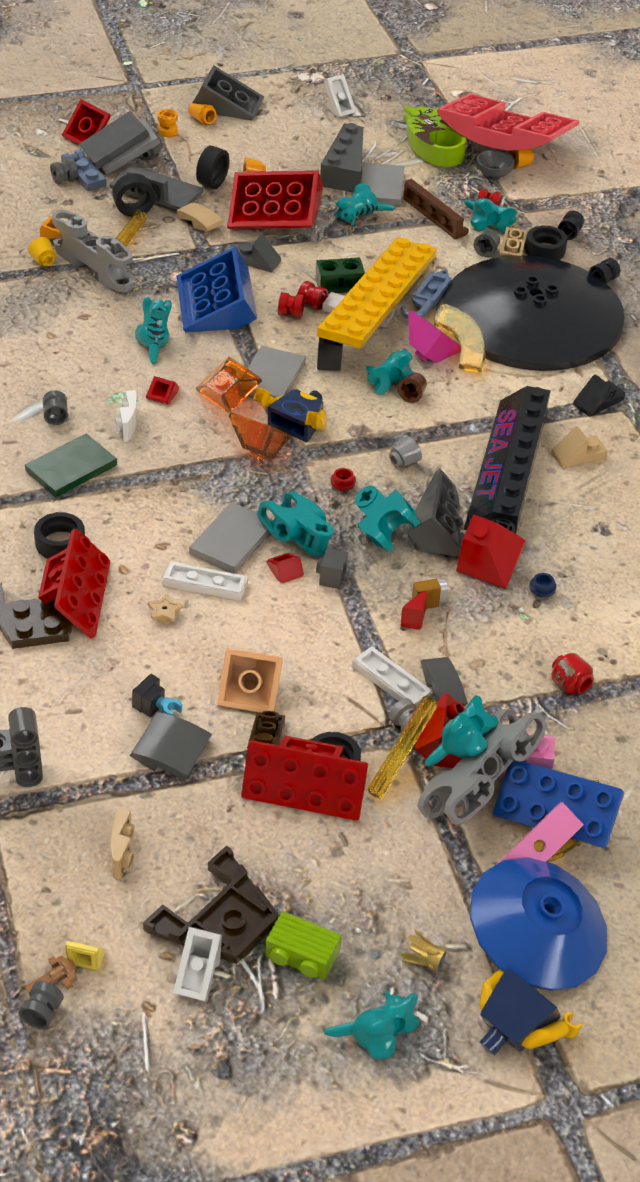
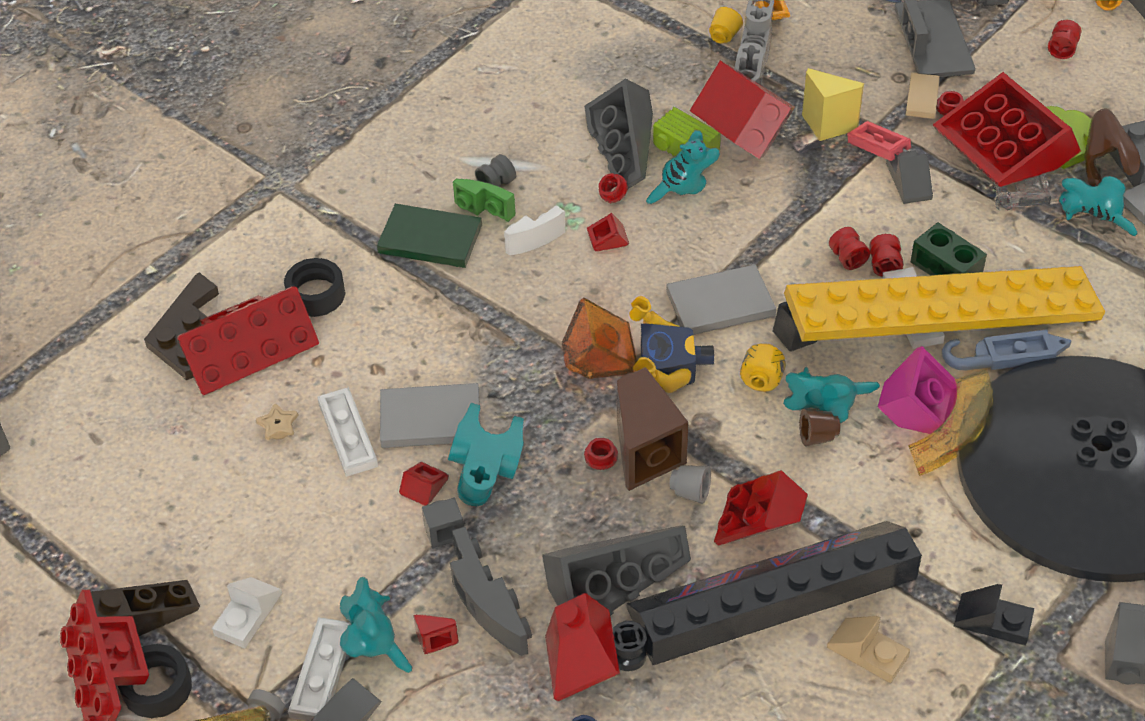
camera: 60 degrees right, 5 degrees up
(73, 420) = (478, 196): none -> bright green slope
(83, 338) = (622, 128): none -> dark grey wedge
(120, 316) = (677, 128): none -> lime brick
(127, 182) = (893, 17): black tyre -> none
(128, 361) = (606, 185): none -> red plate
(131, 227) = (824, 64): clear yellow axle -> none
(143, 274) = (741, 109): none -> red slope
(149, 698) = (139, 484): black piece -> none
(171, 246) = (831, 104): none -> light yellow slope
(171, 745) = (88, 537): dark grey slope -> none
(209, 250) = (878, 140): none -> coral tile
(212, 167) = (1004, 38): black tyre -> none
(217, 294) = (803, 183): blue slope -> none
(220, 141) = (1064, 39): none -> red wheel
(220, 209) = (948, 101): none -> red plate
(228, 384) = (657, 274): clear orange slope -> none
(250, 680) = (215, 541): light nougat slope -> none
(252, 165) = (1054, 85): light orange hat -> none
(313, 694) = (246, 611): none -> white slope
(328, 172) = (1106, 137): none -> reddish brown animal
(347, 383) = (763, 365): none -> yellow head
(351, 443) = (649, 429): none -> reddish brown slope
(383, 515) = (558, 517): teal piece -> none
(390, 635) = (370, 628): none -> teal animal
(398, 577) = (487, 598): none -> dark grey slope
(436, 590) = (474, 630): pearl gold piece -> none
(451, 437) = (760, 507): none -> red slope

